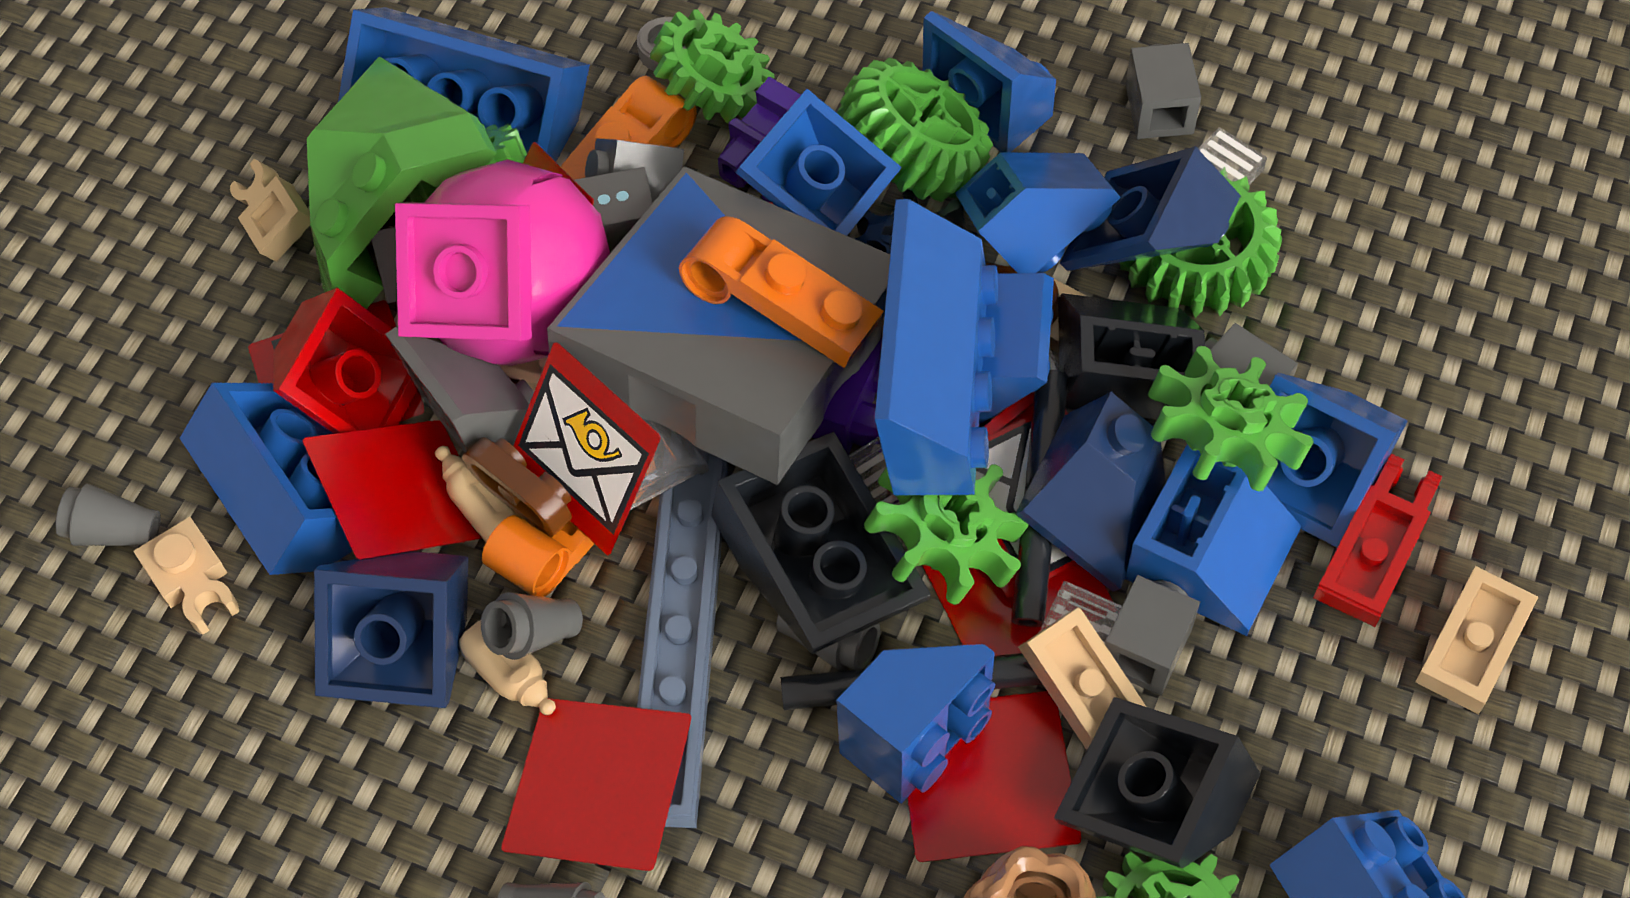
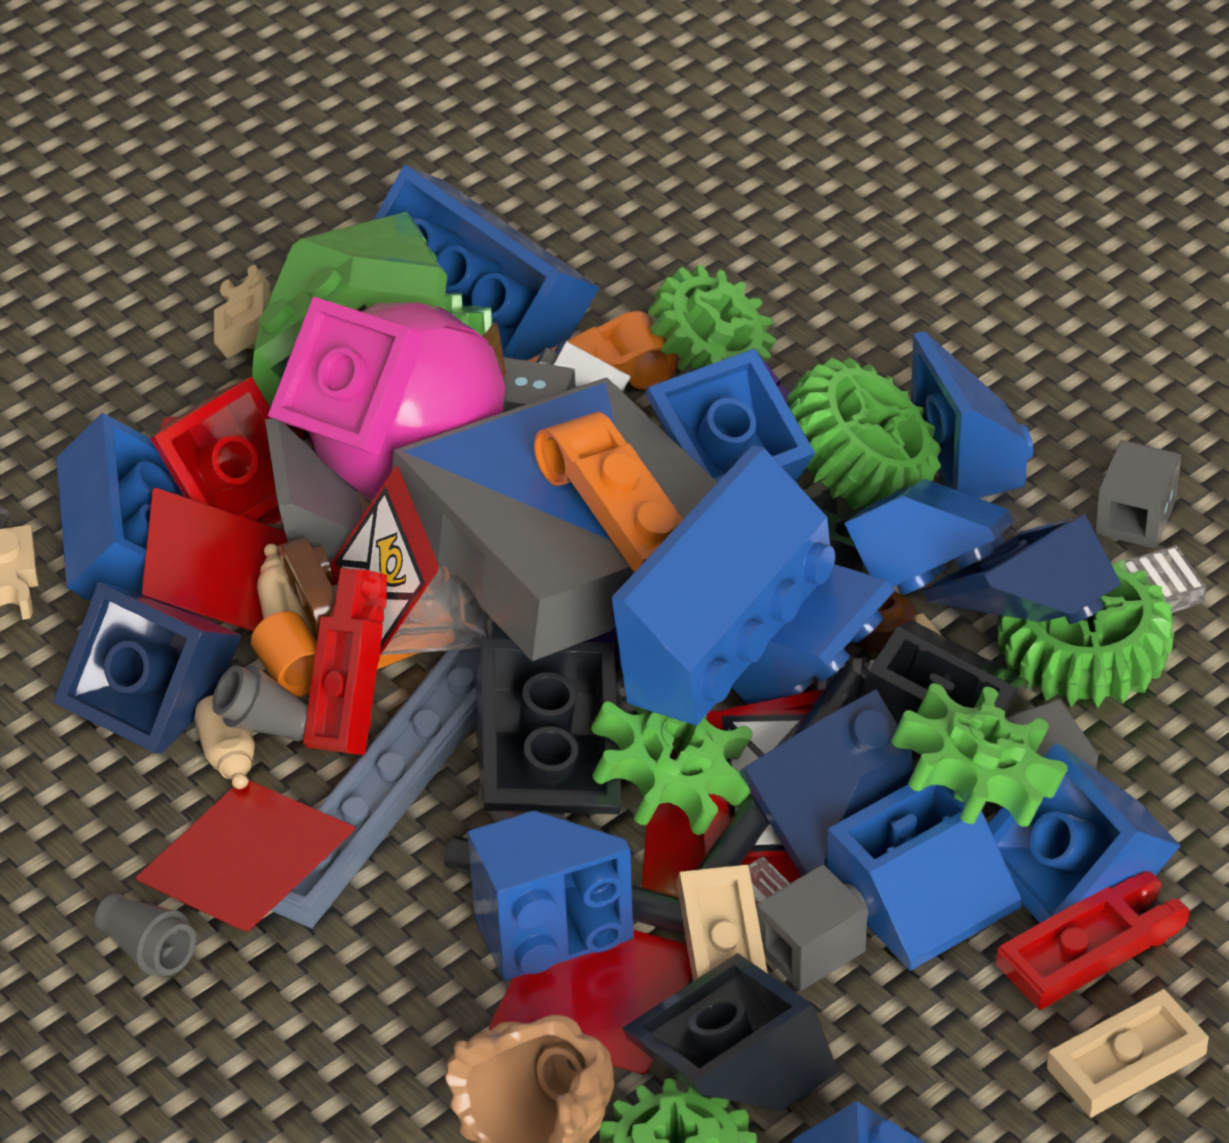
camera: 25 degrees right, 15 degrees down
(597, 554) = (347, 664): none -> red hinge

